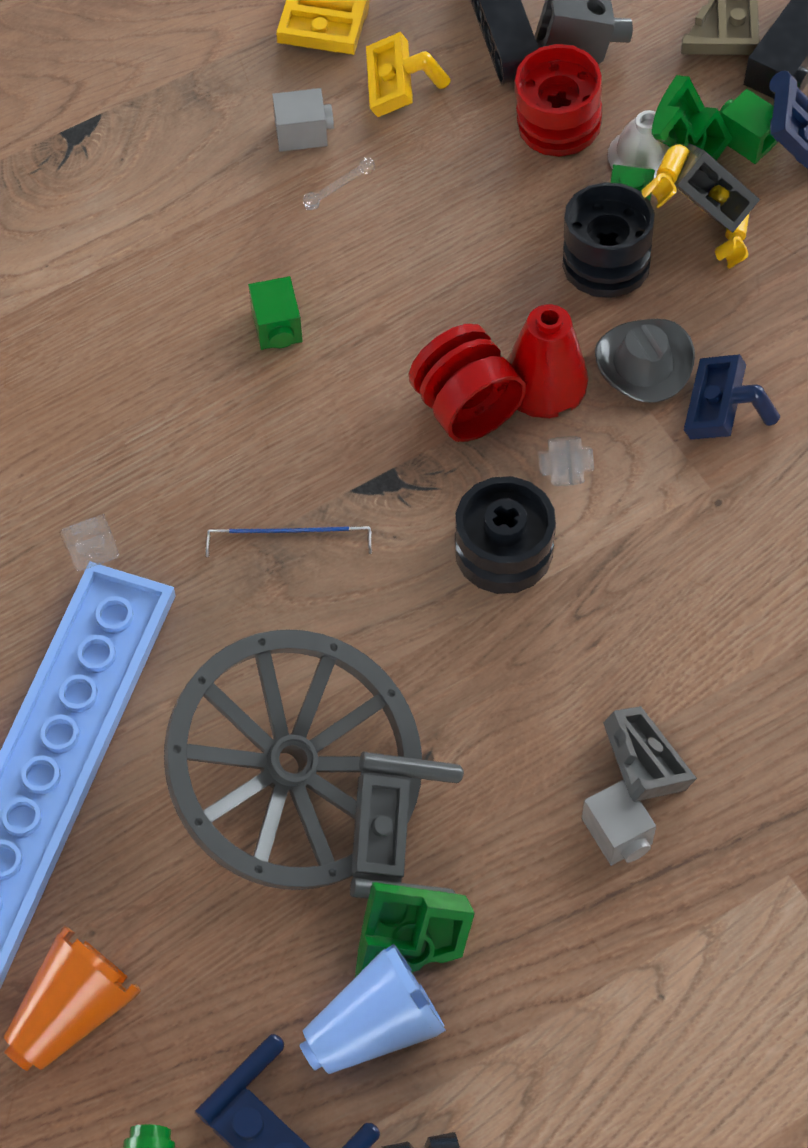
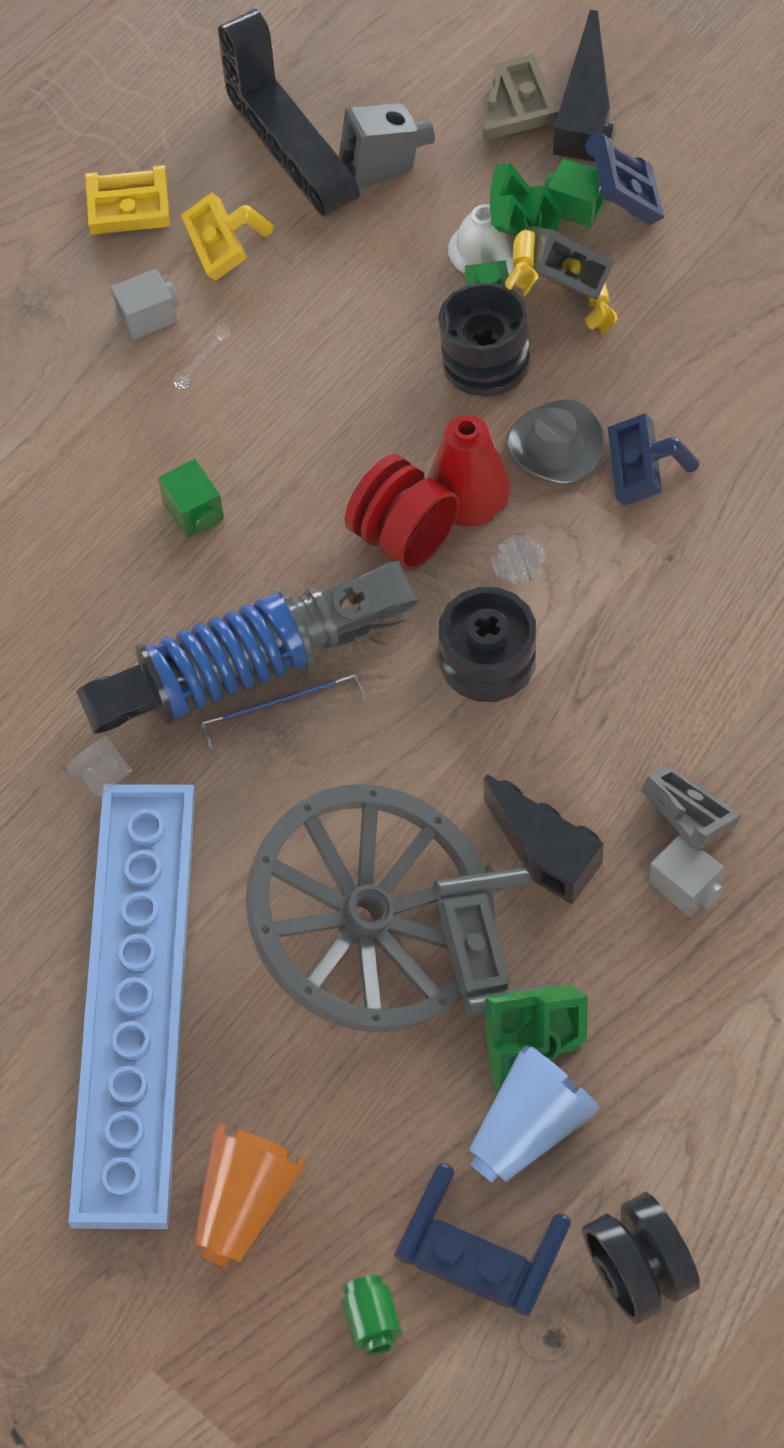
camera: 15 degrees left, 0 degrees up
(293, 466) = (268, 634): none -> piece
(495, 755) = (551, 848): none -> black slope
(558, 100) = (389, 217): red wheel -> none

